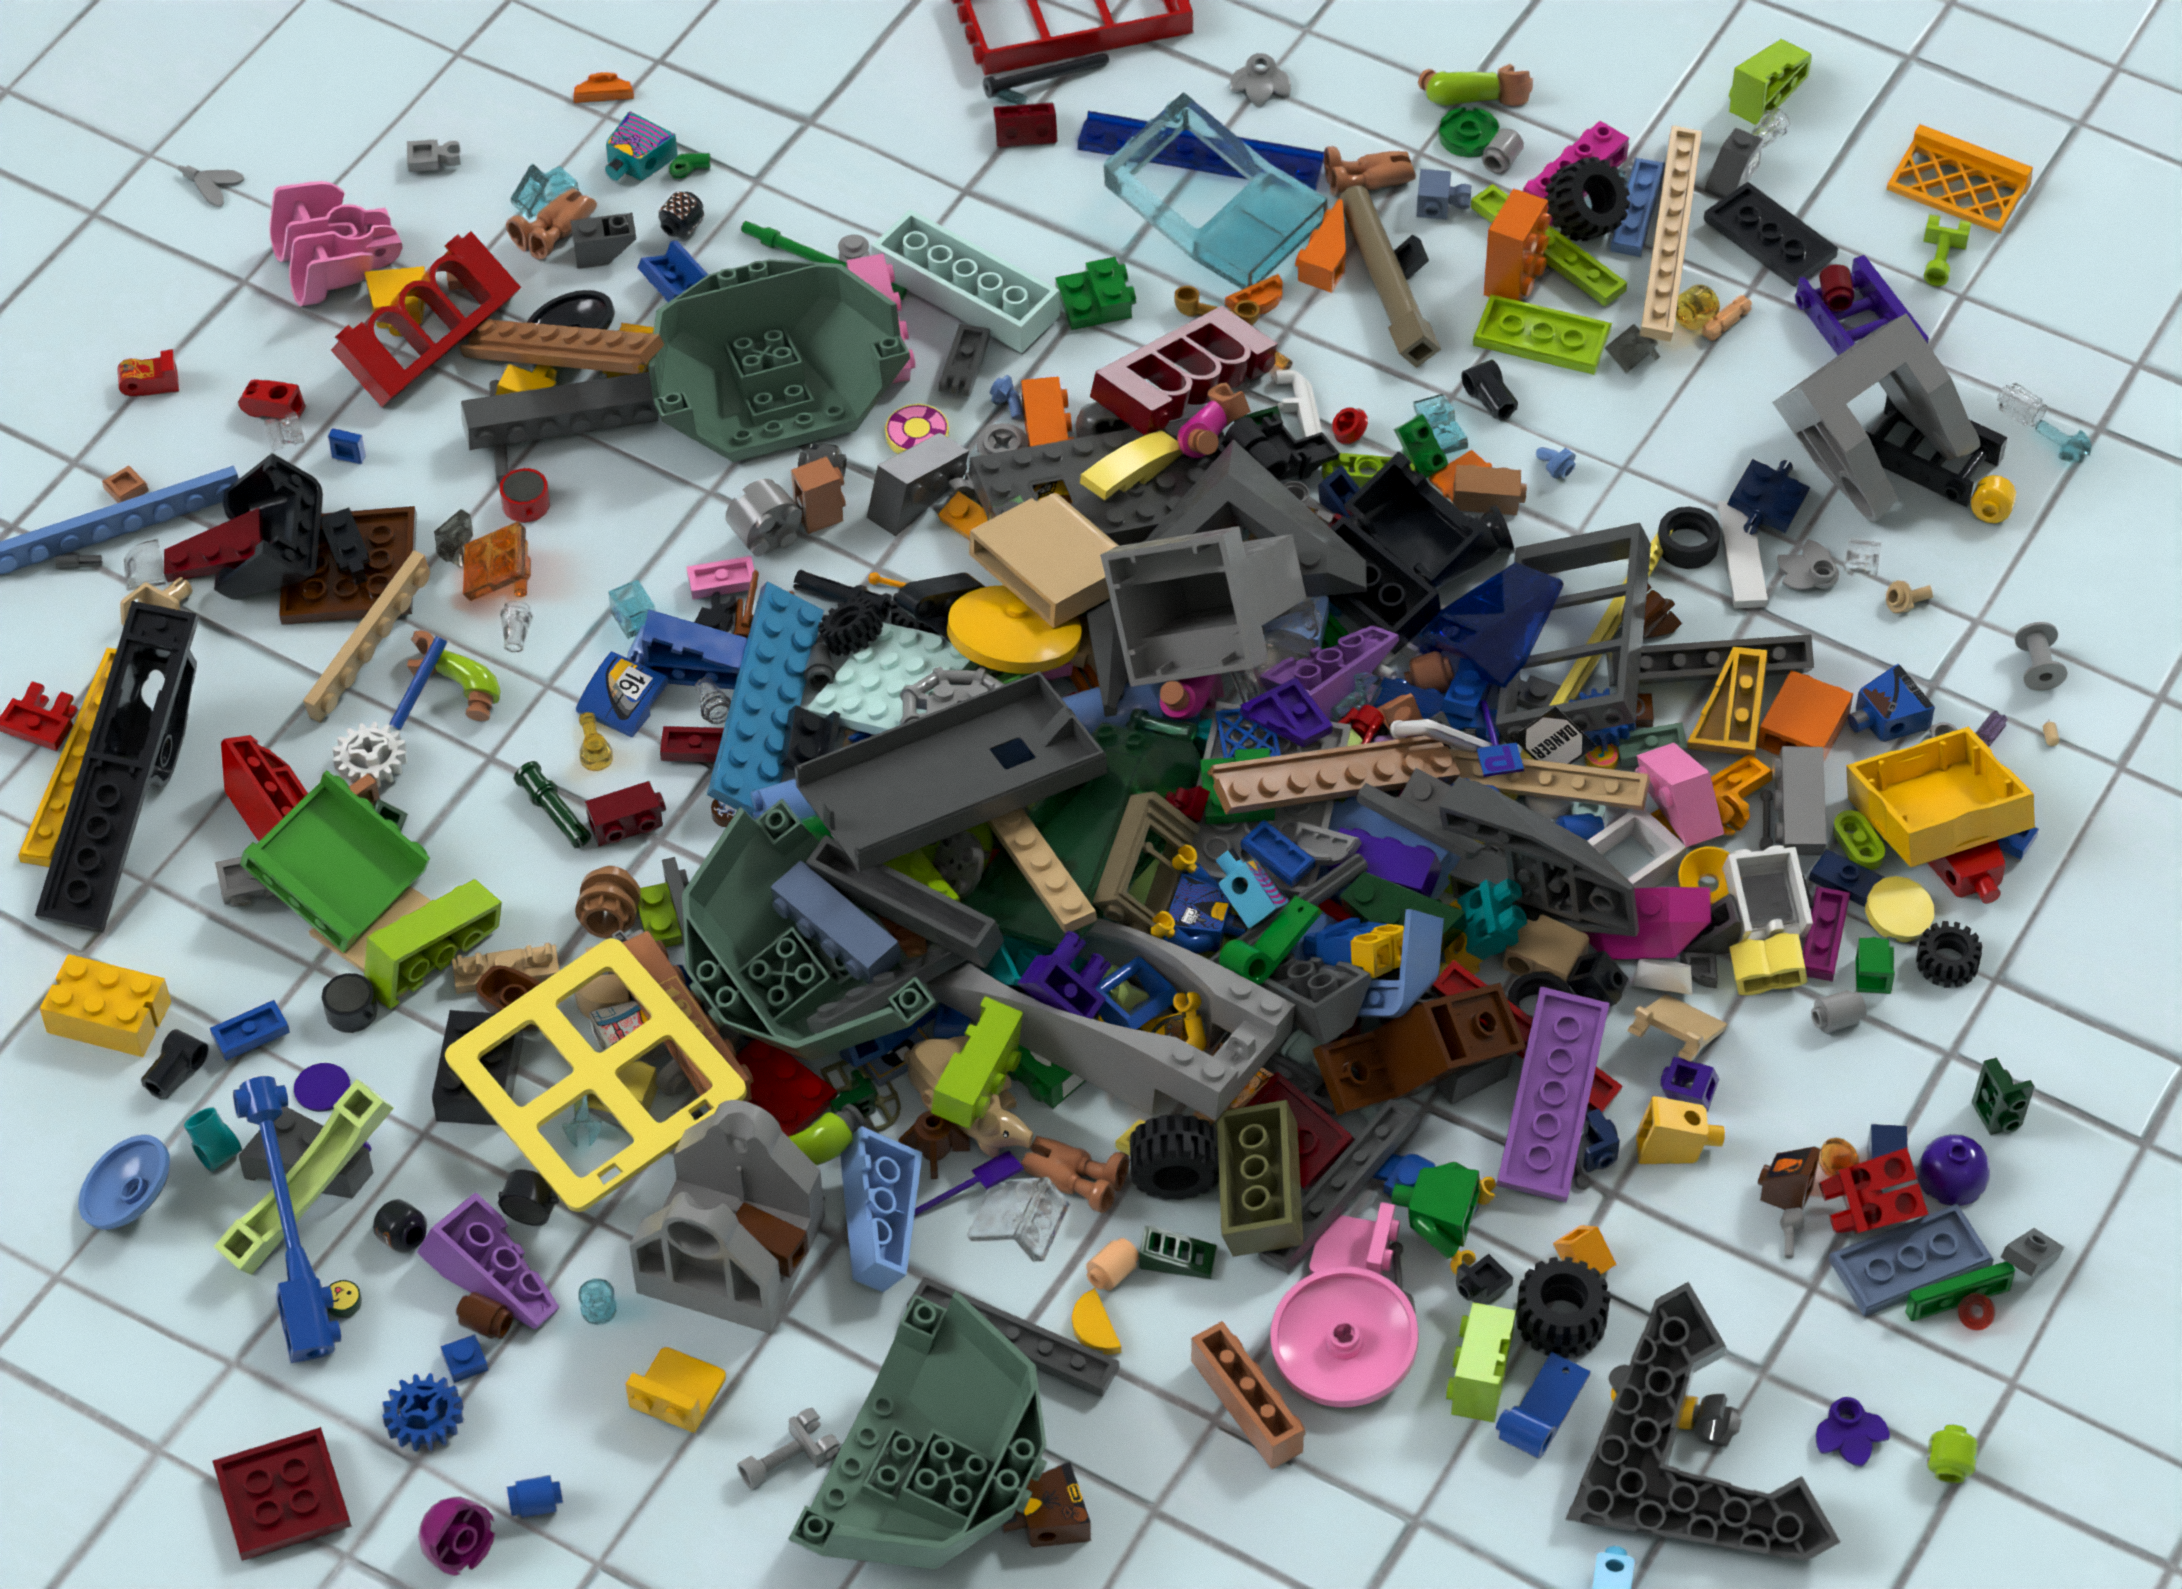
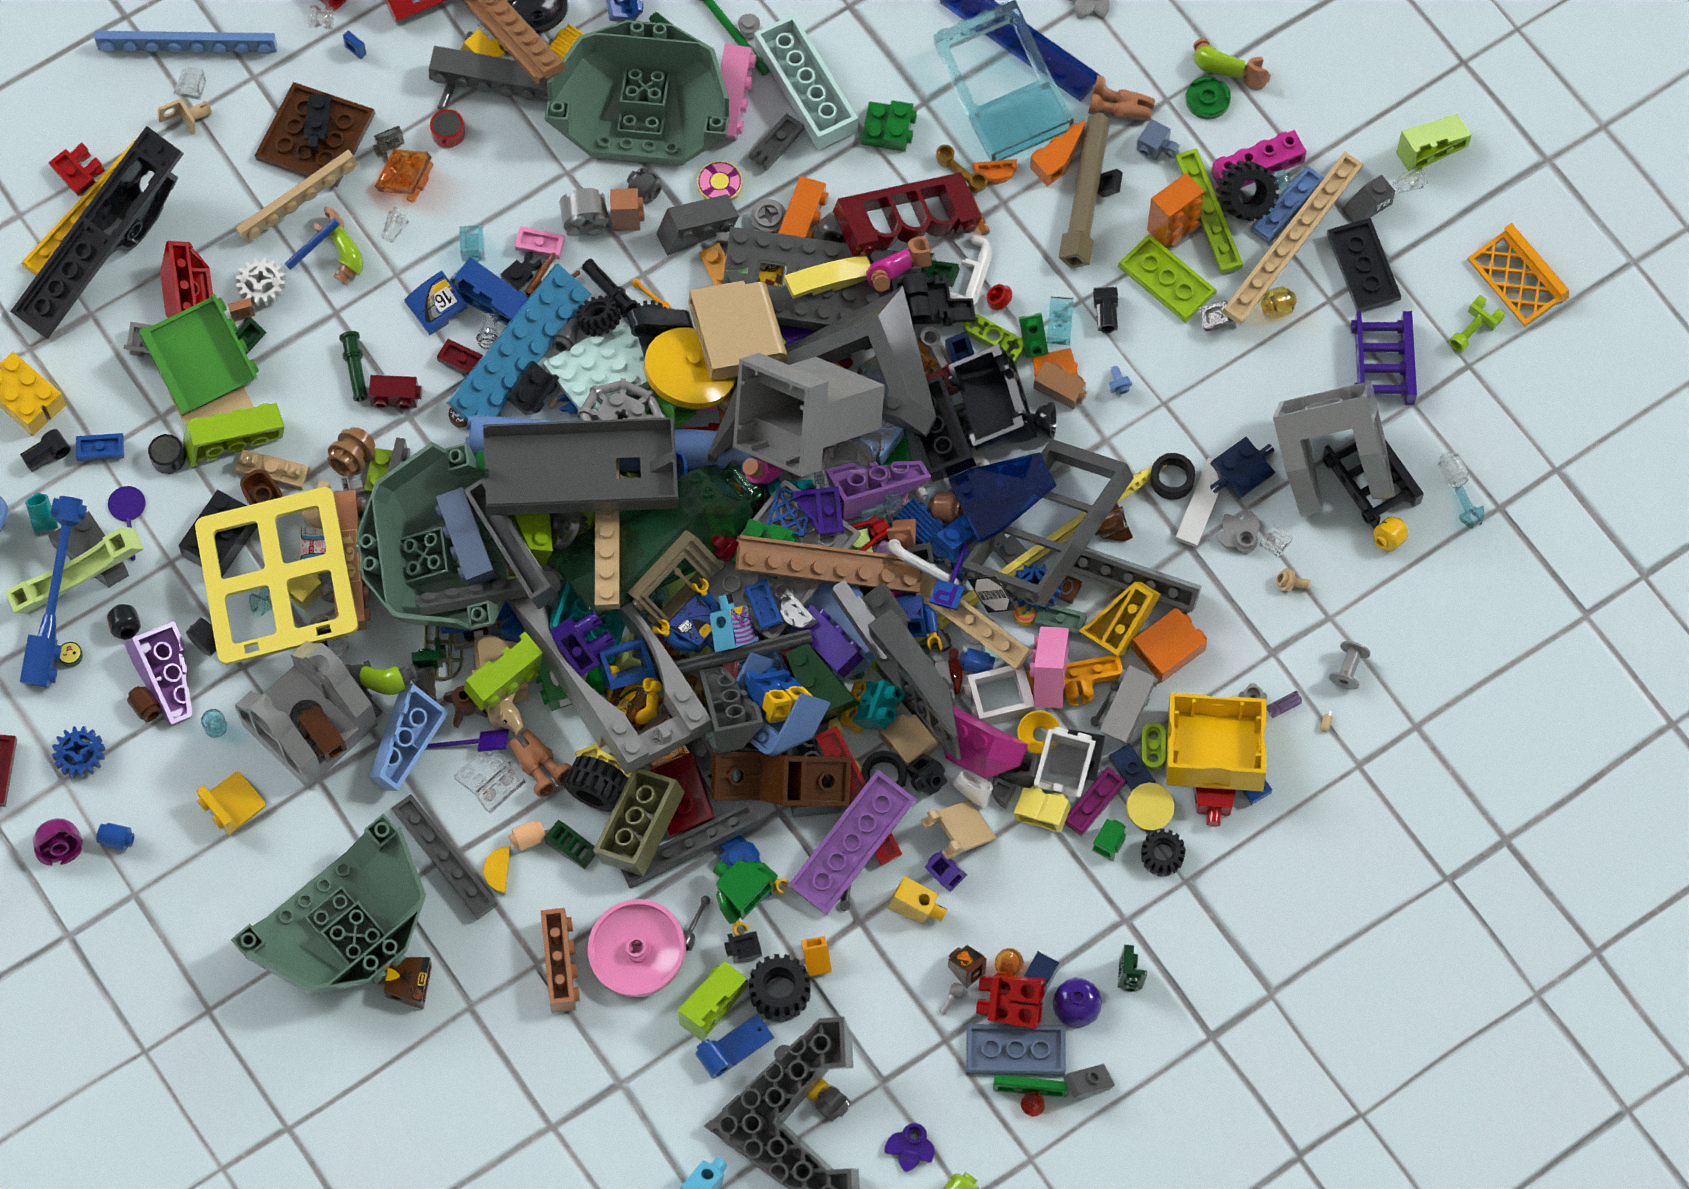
camera: 25 degrees right, 15 degrees up
(78, 561) = (153, 60): dark grey pin -> none
(125, 485) = (207, 15): nougat tile -> none
(216, 548) = (241, 90): dark red wing -> none
(291, 528) = (282, 94): black windscreen -> none
(464, 1358) = (121, 725): blue plate -> none
(595, 750) = (405, 341): clear yellow bar -> none
(785, 1087) = (390, 635): red plate -> none
(800, 1427) = (295, 881): light grey bar -> none
(1002, 391) = (788, 176): medium blue plate -> none
(1262, 958) = (706, 677): green door -> none
(1357, 1242) = (679, 890): bright pink bracket -> none
(1502, 150) = (1219, 123): light grey brick -> none
(1604, 1142) = (865, 895): dark blue bracket -> none
(1727, 317) = (1297, 317): light nougat axle -> none
(1837, 287) = (1376, 330): dark red brick -> none
(1838, 1011) = (1068, 861): light grey brick -> none
(1892, 706) = (1230, 659): blue torso -> none

